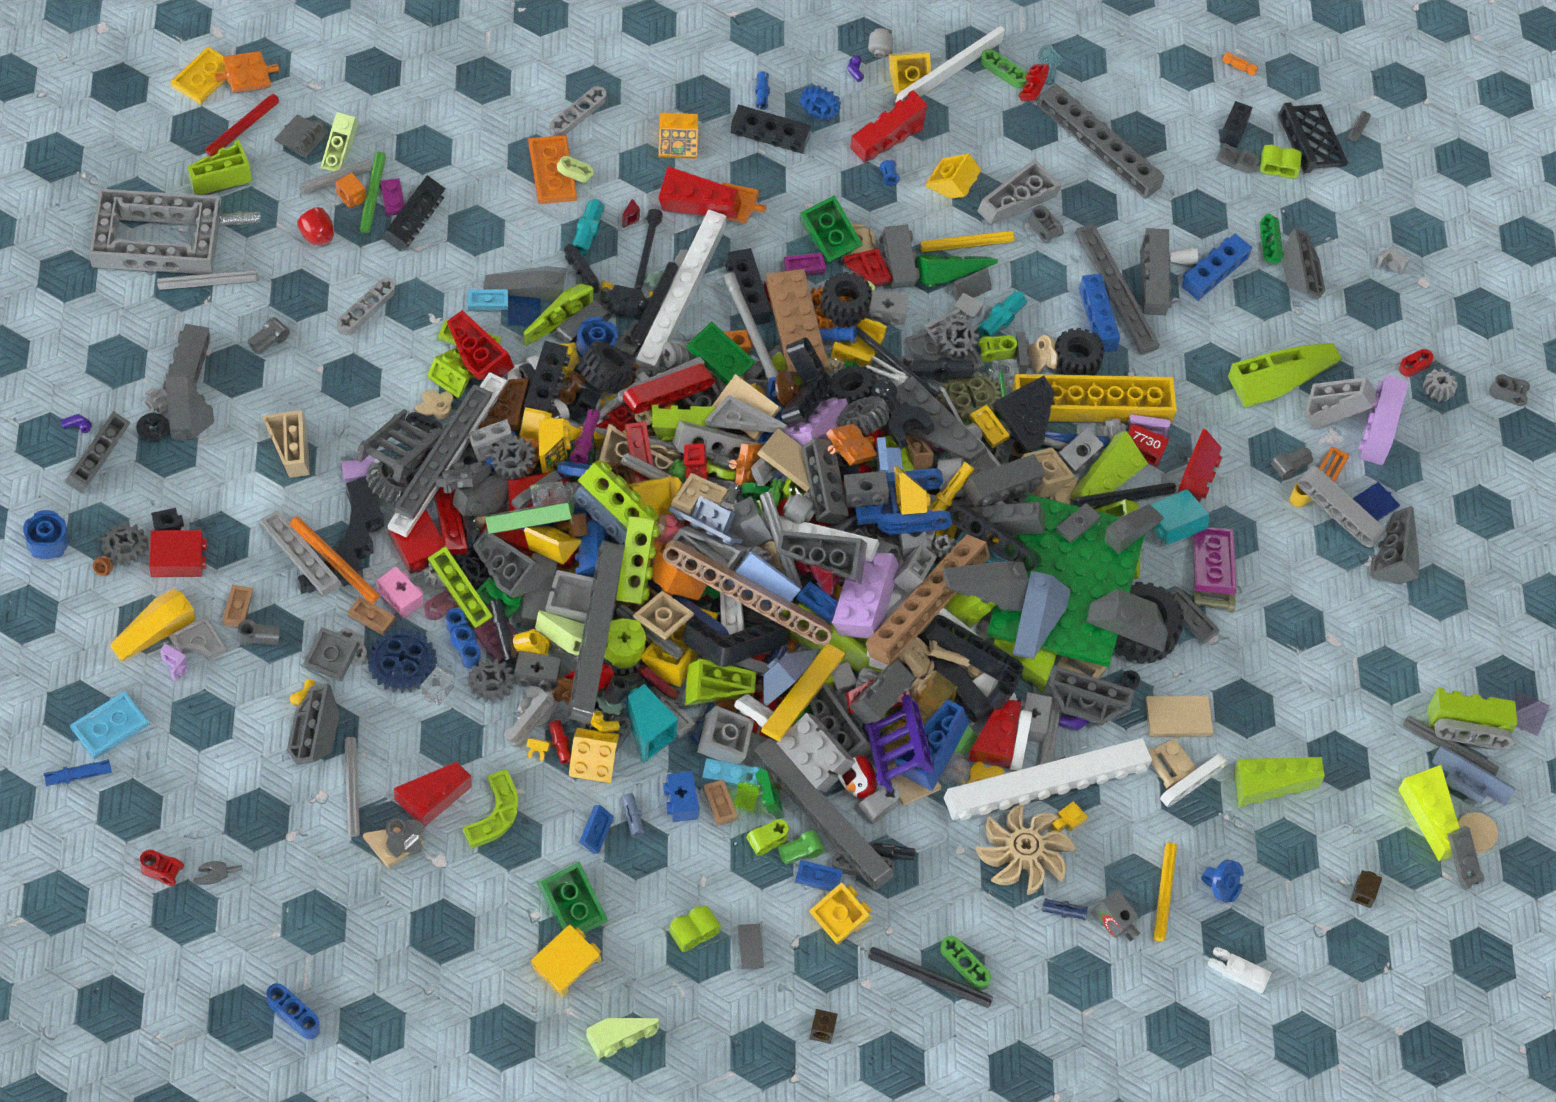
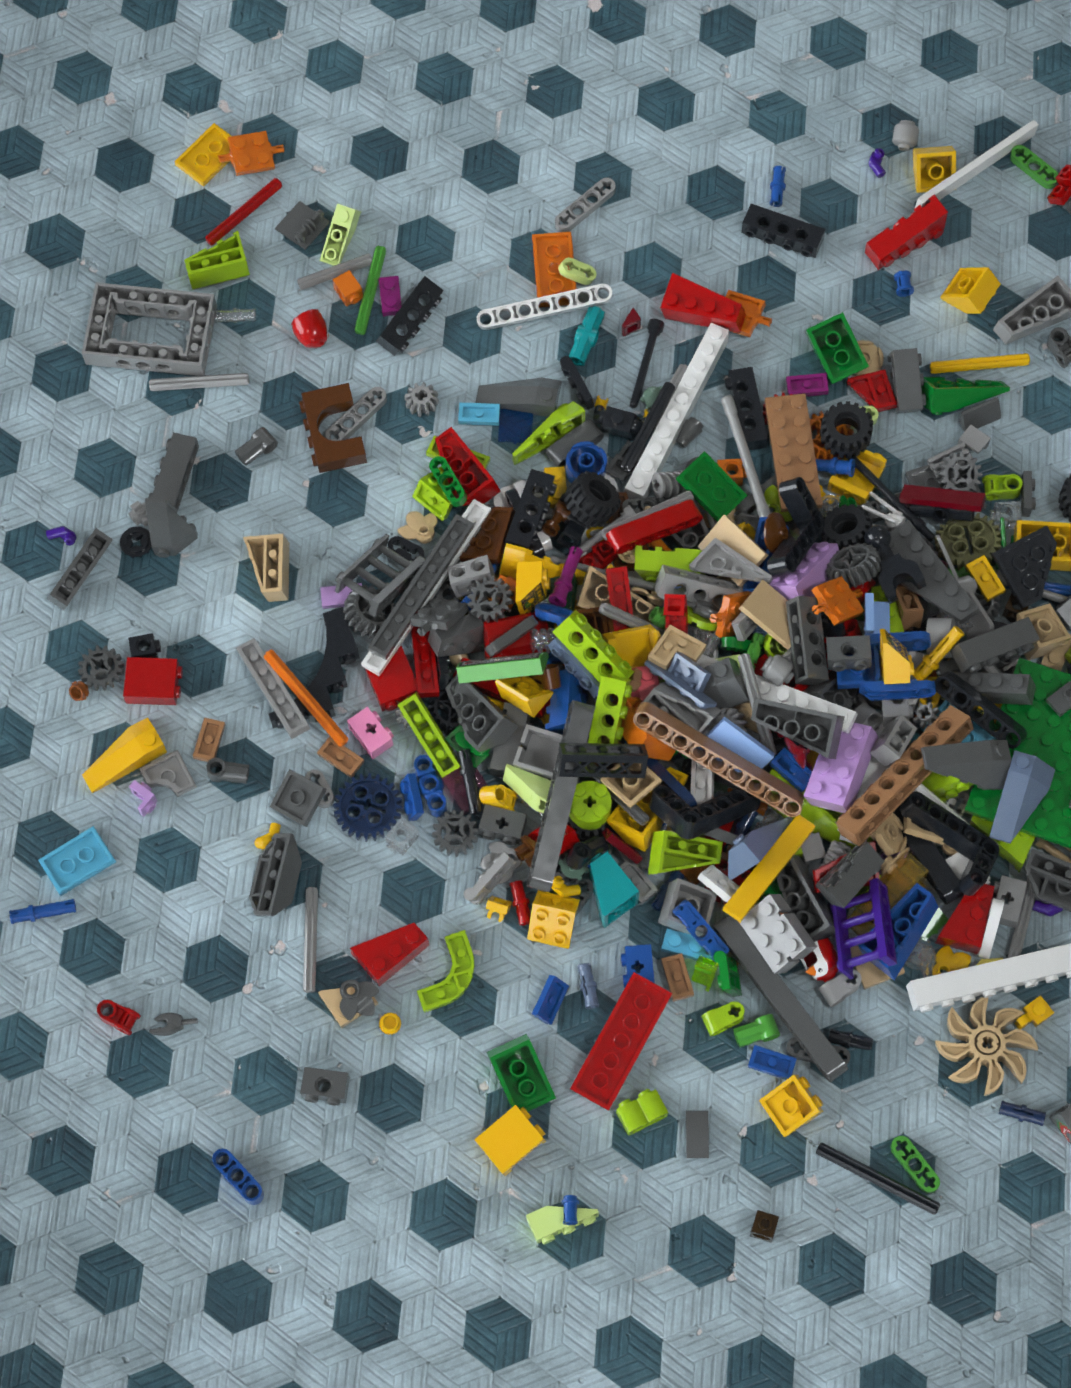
camera: 15 degrees right, 10 degrees up
(46, 534) = (24, 656): blue brick -> none
(340, 339) = (330, 454): none -> reddish brown arch
(367, 912) = (315, 1077): none -> dark grey brick
(430, 288) = (414, 397): none -> light grey gear
(437, 860) = (390, 1023): none -> yellow plate
(441, 603) = (412, 753): clear pink beam -> none
(445, 649) = (413, 803): none -> blue plate
(463, 364) = (447, 489): none -> green beam
(539, 208) = (552, 300): none -> white beam
(540, 493) = (513, 642): clear brick -> none
(630, 1015) = (570, 1209): none -> blue pin
(635, 587) = (603, 755): none -> black fence
(669, 862) = (621, 1041): none -> red plate
(678, 135) = (686, 236): slope -> none
(694, 309) = (689, 432): none -> dark grey cone
(732, 742) = (692, 919): none -> blue piece
(820, 102) = (836, 203): blue gear -> none
(888, 307) = (898, 432): light grey brick -> none
(942, 357) = (942, 498): none -> dark red tile
(1002, 315) = (1009, 449): teal piece -> none
(1043, 353) = (1049, 495): tan plate -> none

